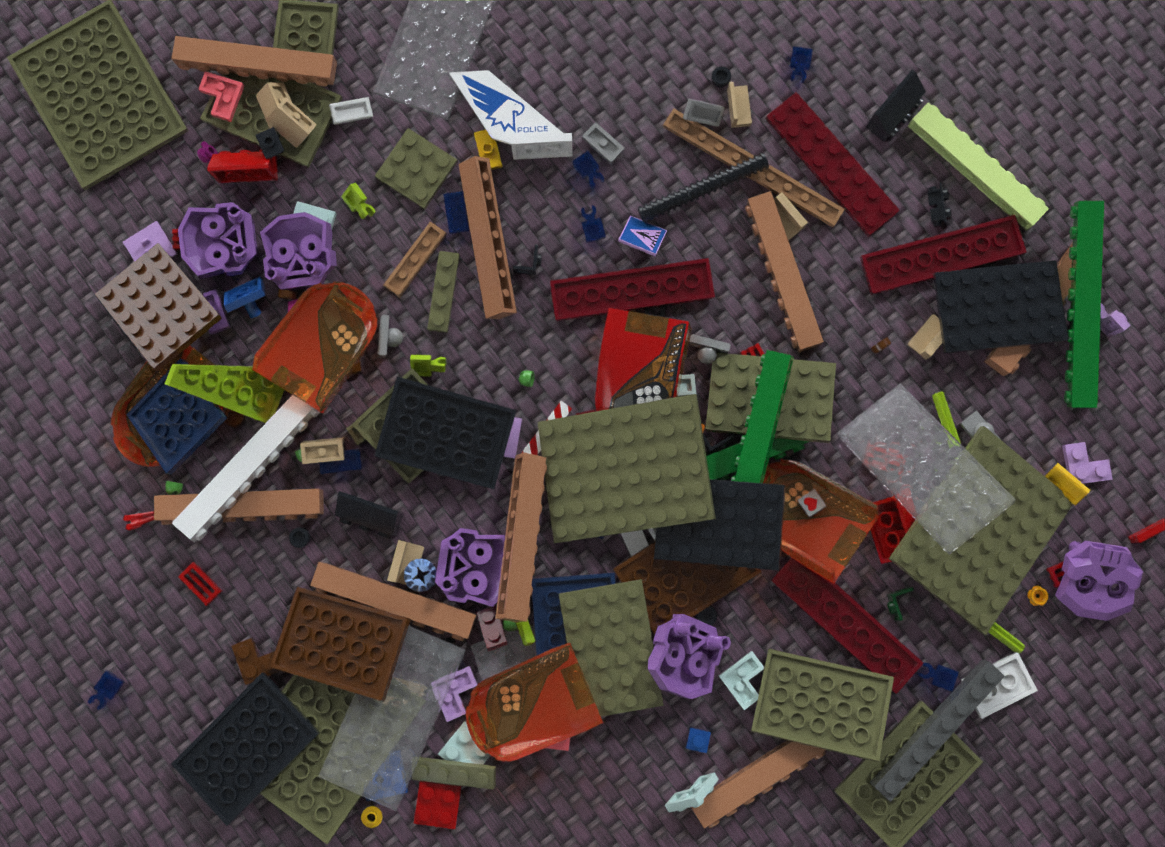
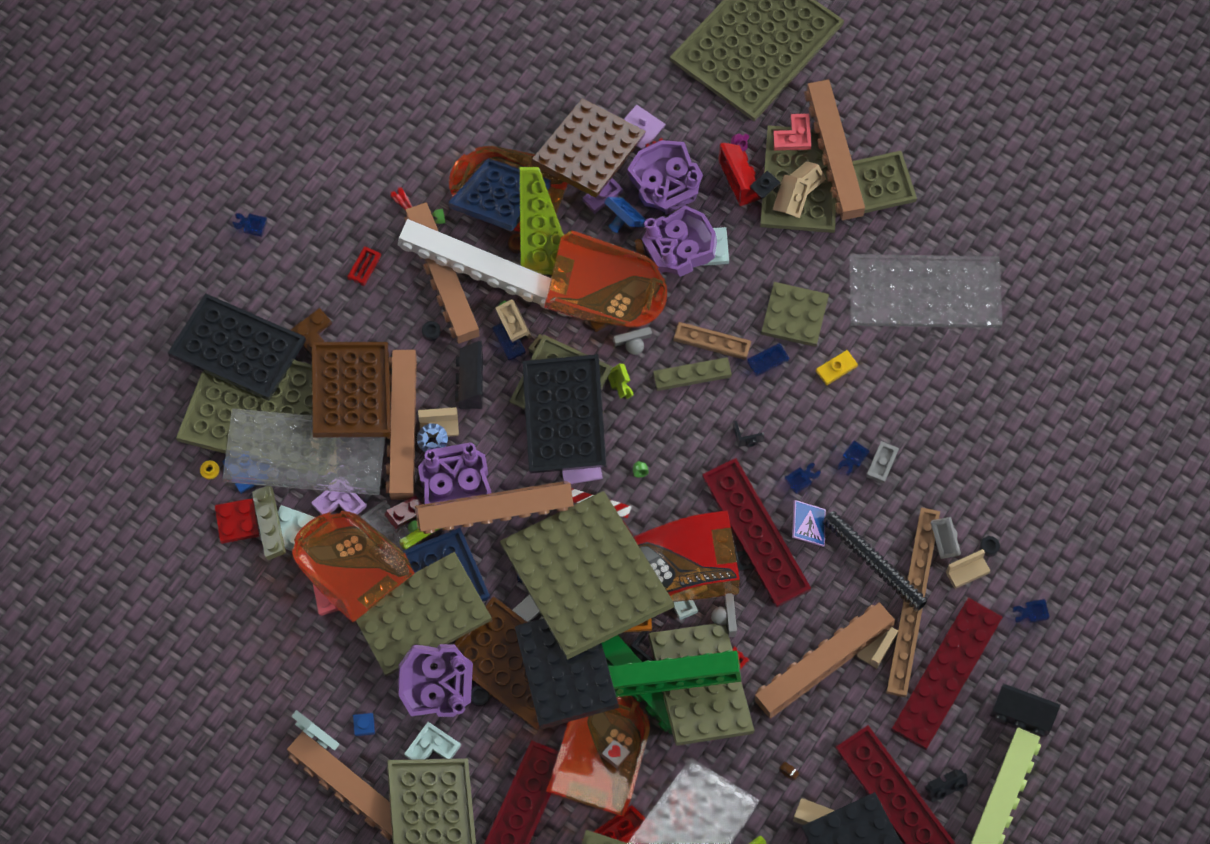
camera: 70 degrees right, 15 degrees down
(351, 111) = (824, 242): white tile -> none
(356, 201) = (746, 273): lime plate -> none
(487, 238) = (753, 391): nougat brick -> none
(511, 118) = (871, 373): white piece -> none

